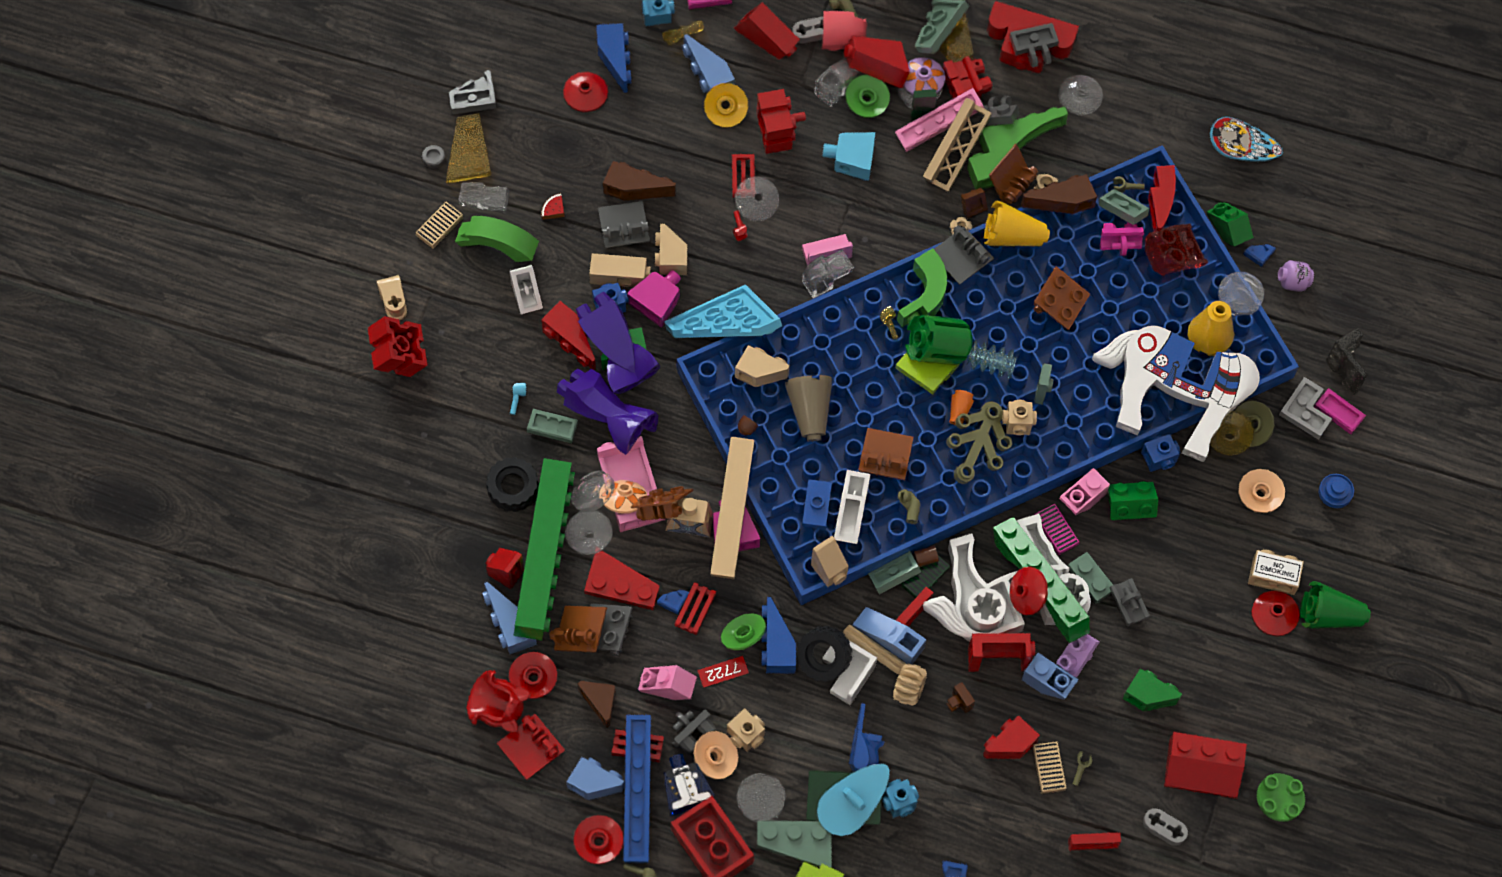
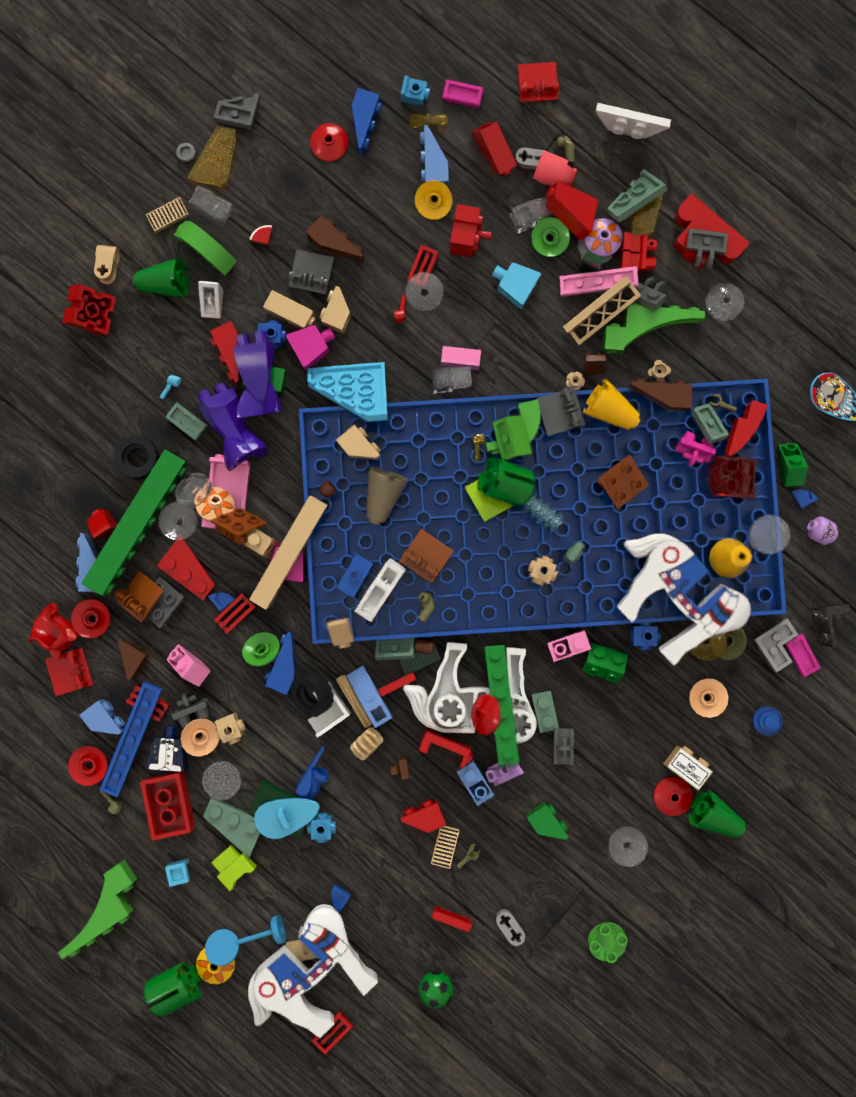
camera: 30 degrees right, 20 degrees up
(464, 288) = (164, 279): none -> green cone
(723, 671) = (235, 670): red sticker -> none
(923, 292) = (512, 437): none -> bright green panel
(960, 403) = (501, 541): orange cone -> none
(980, 439) = (505, 575): olive plant -> none
(1012, 176) = (634, 353): dark orange hinge -> none
(1057, 529) = (536, 662): tile -> none
(1205, 765) = (561, 894): red slope -> none
(1252, 671) = (635, 853): none -> clear dish

